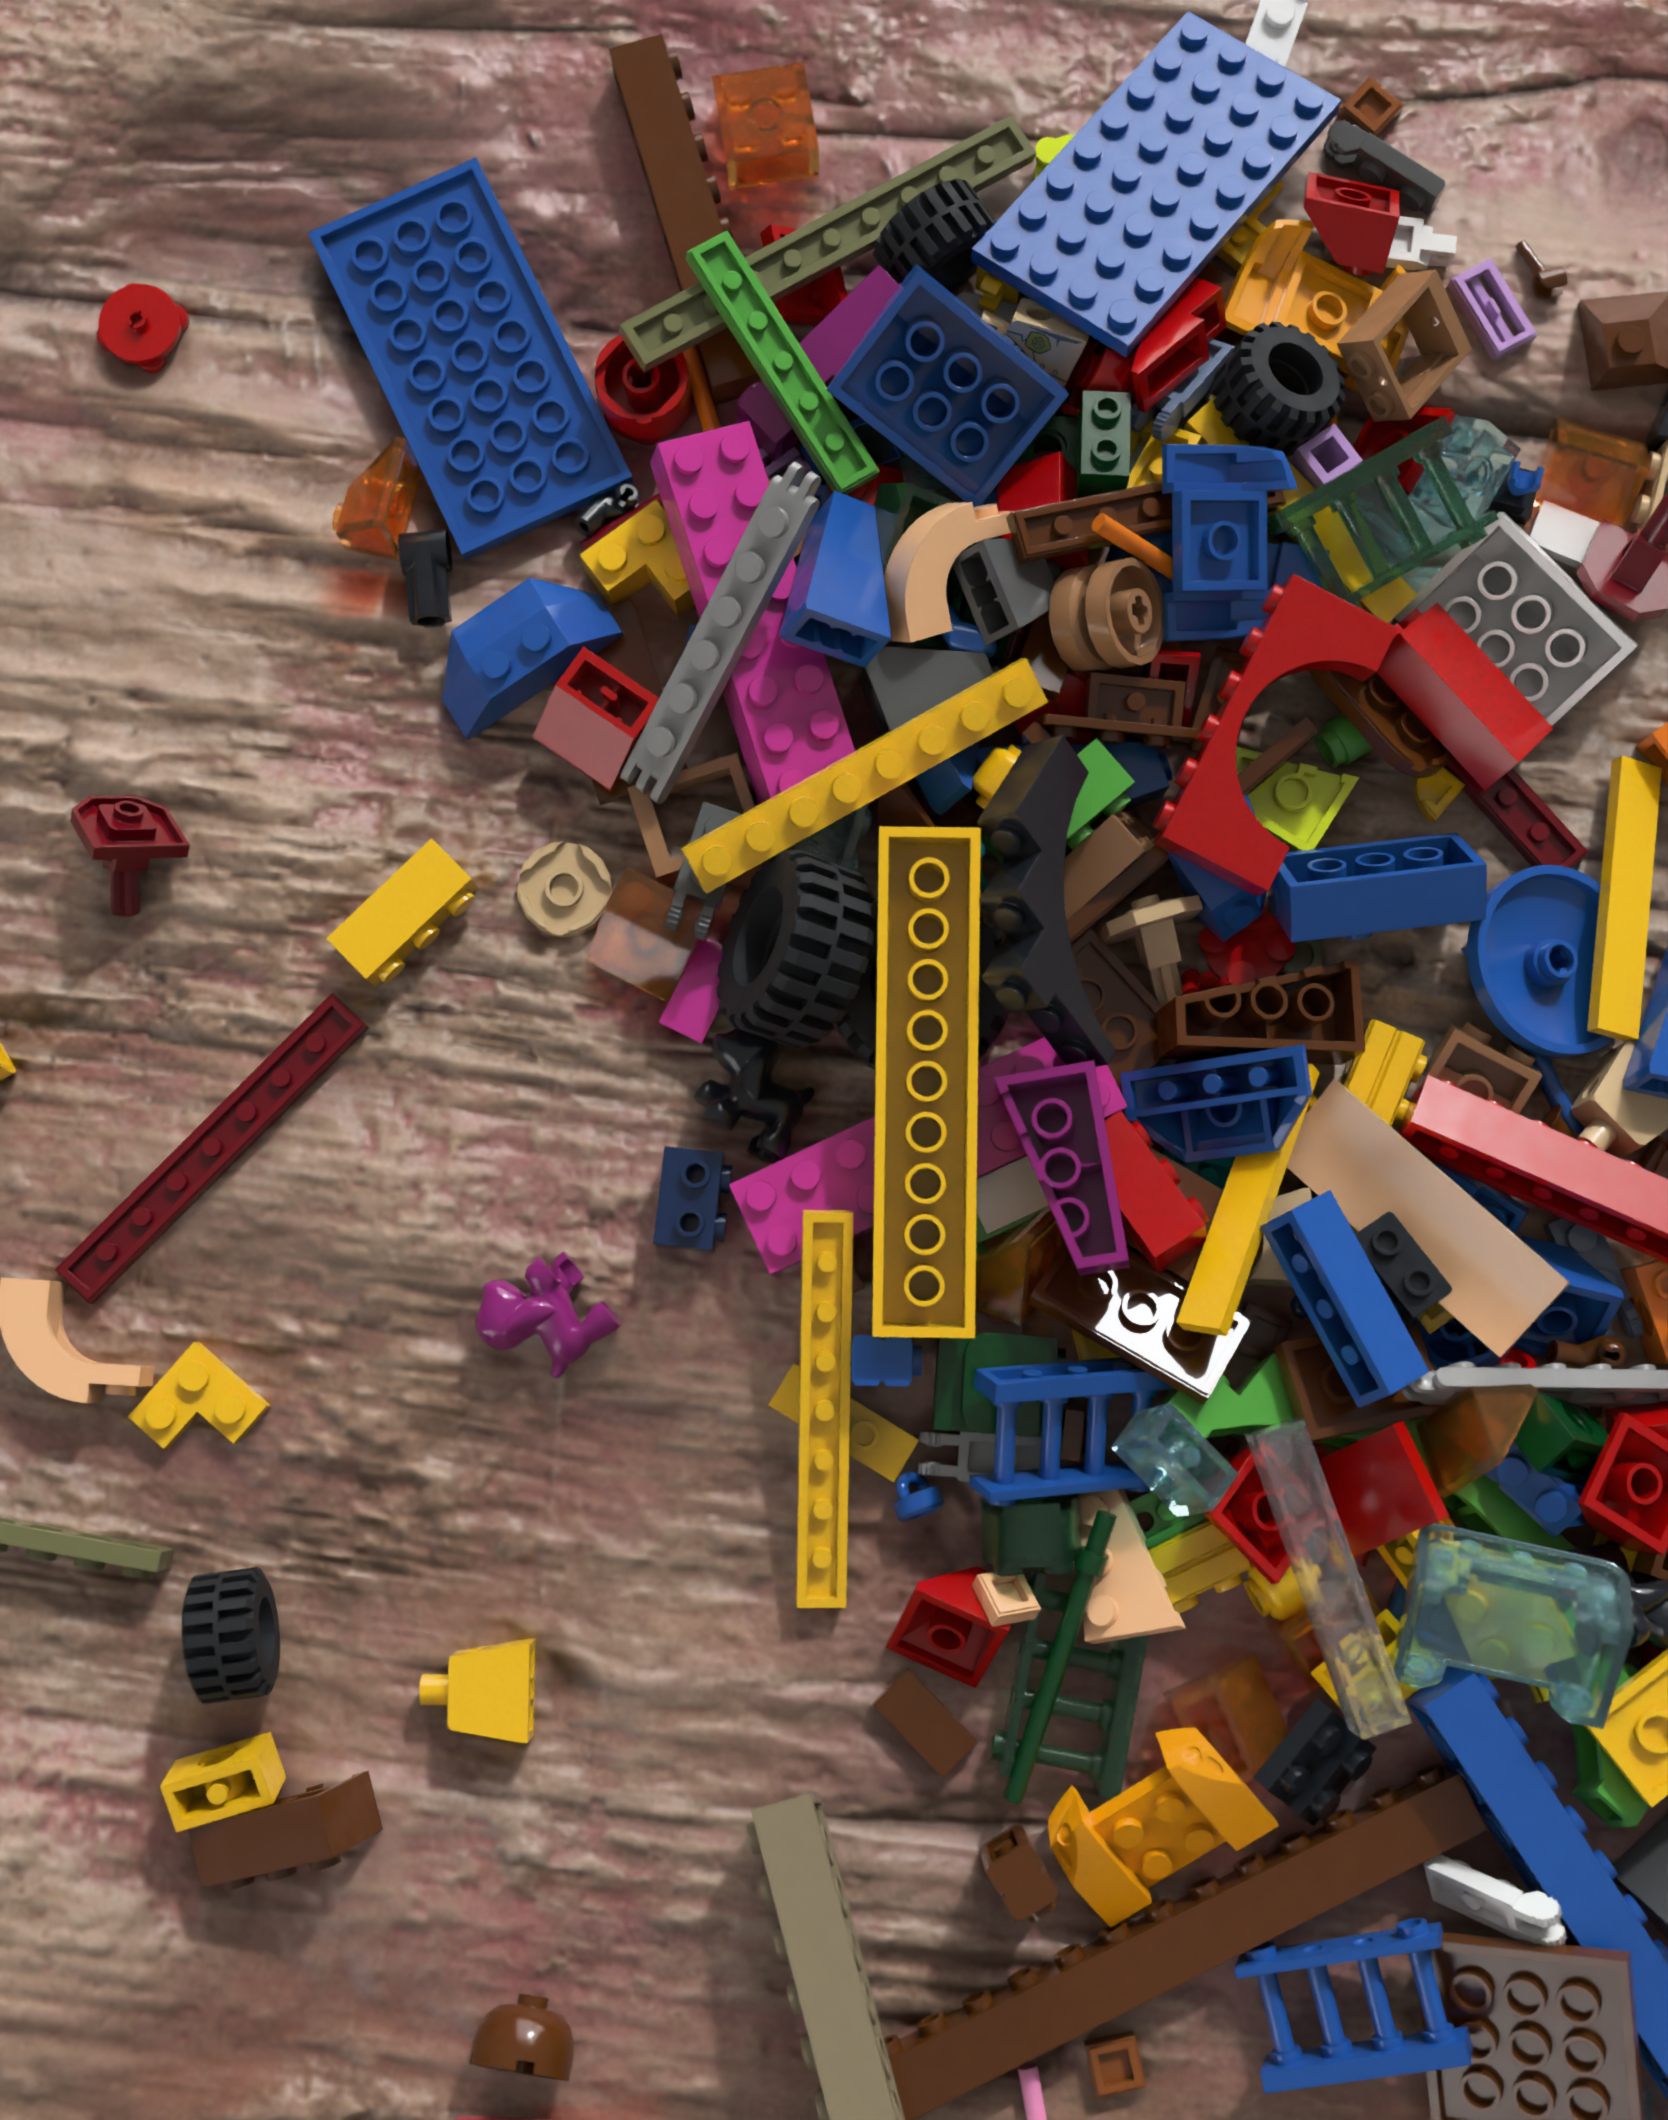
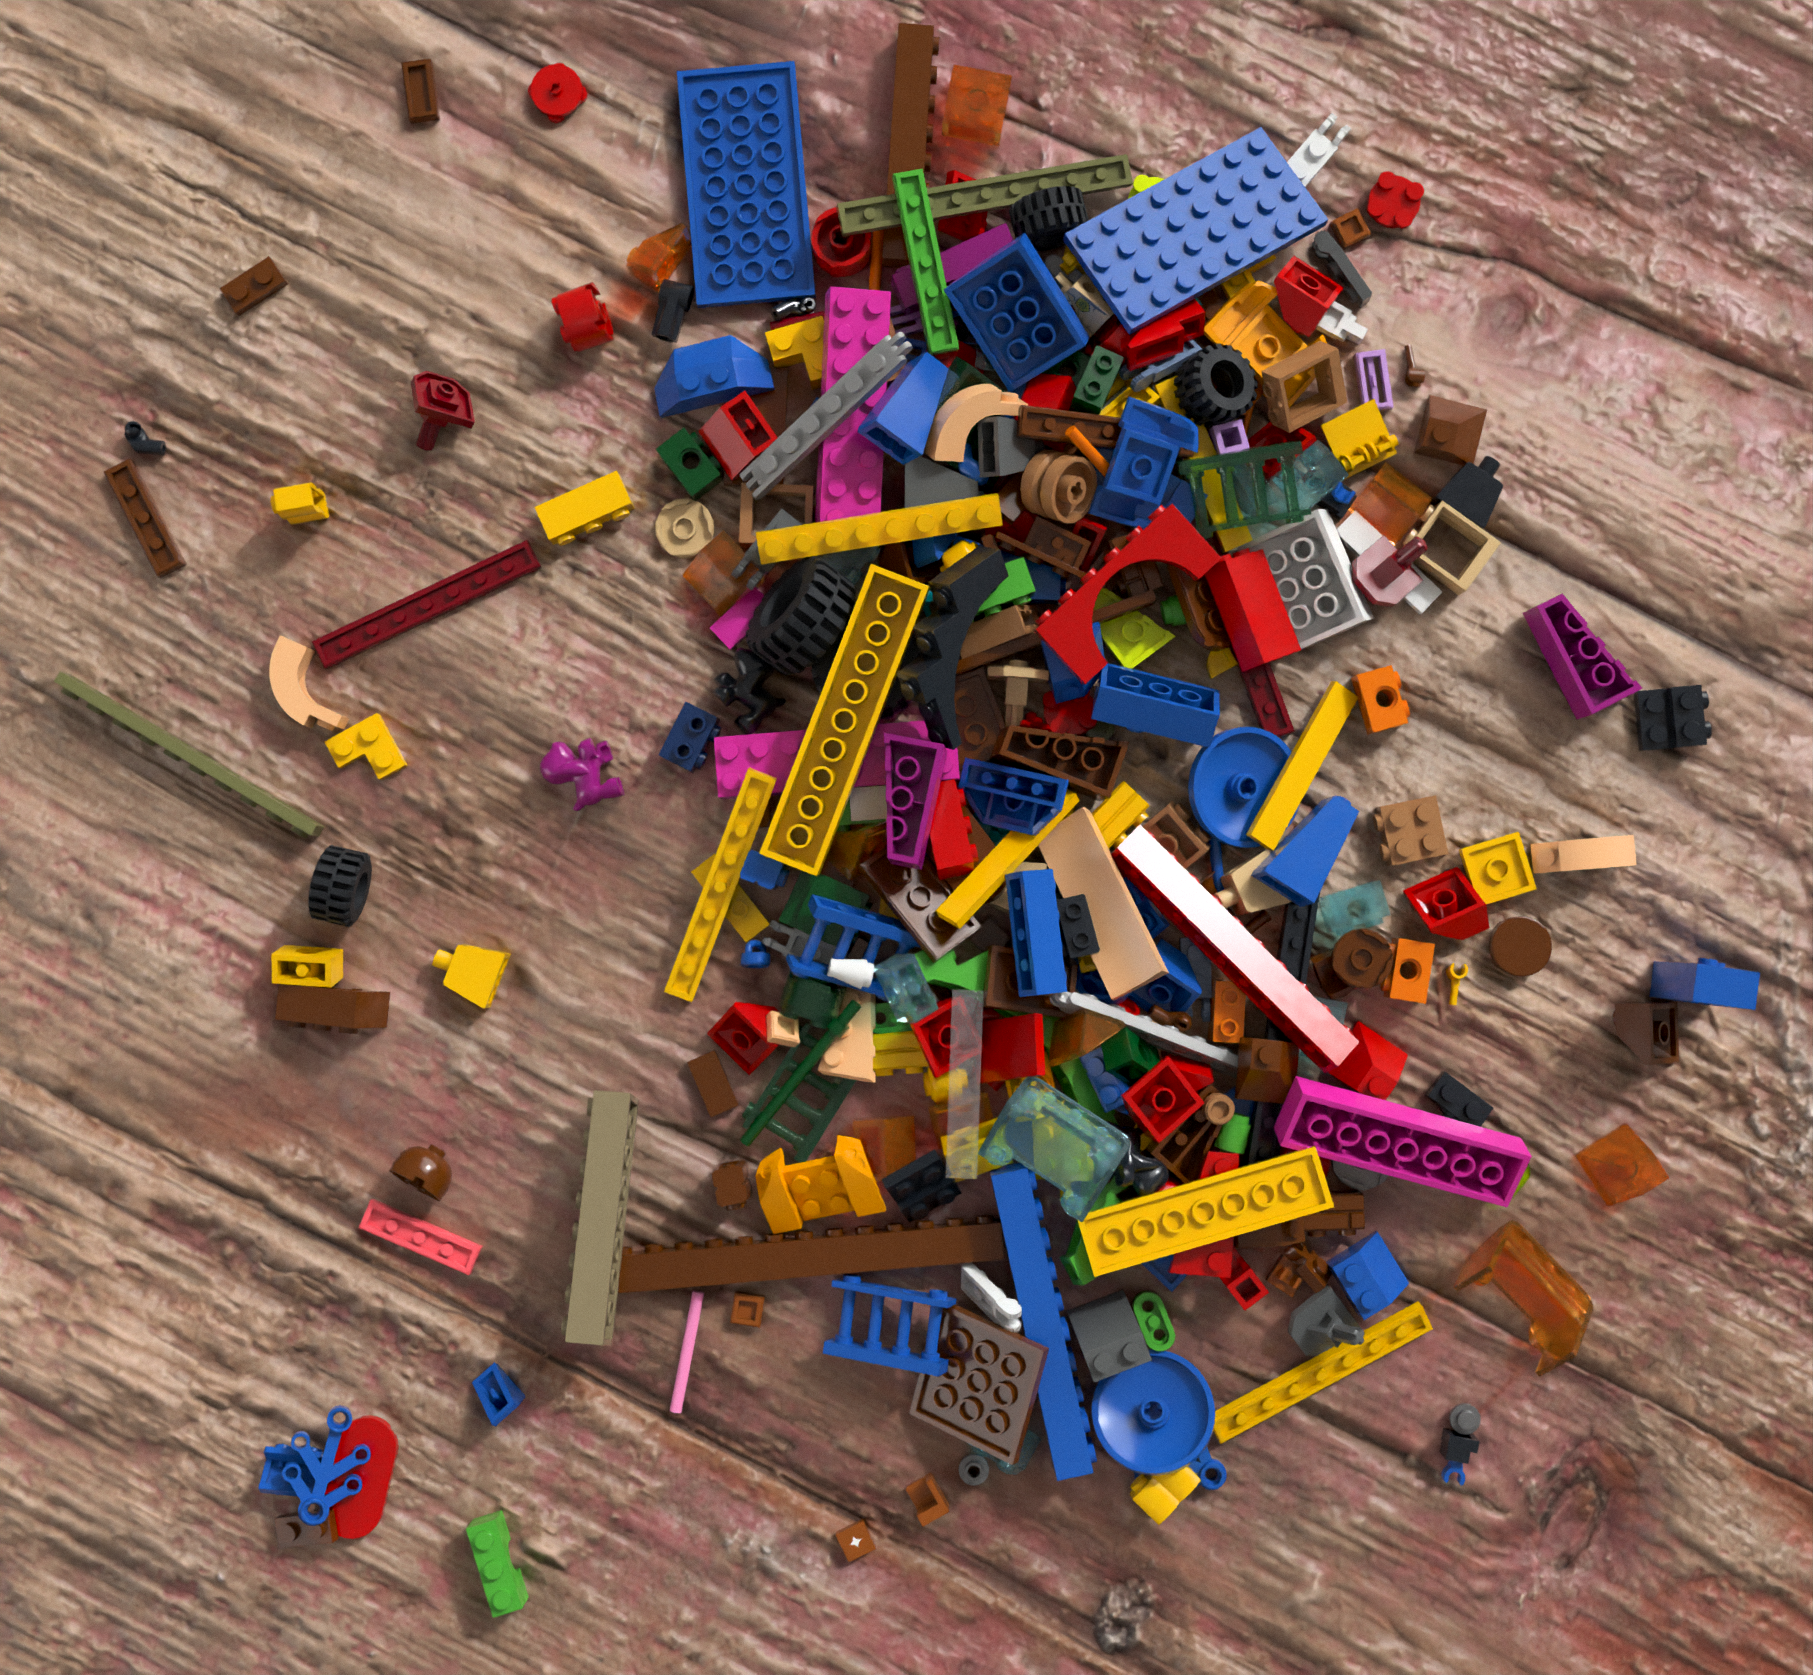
camera: 25 degrees right, 5 degrees up
(299, 631) = (583, 318): none -> red brick
(553, 813) = (675, 453): none -> dark green brick
(1083, 1466) = (852, 971): none -> white cone
(1273, 710) = (1135, 577): none -> reddish brown brick
(1418, 48) = (1394, 200): none -> red piece
(1511, 391) = (1359, 438): none -> yellow hinge

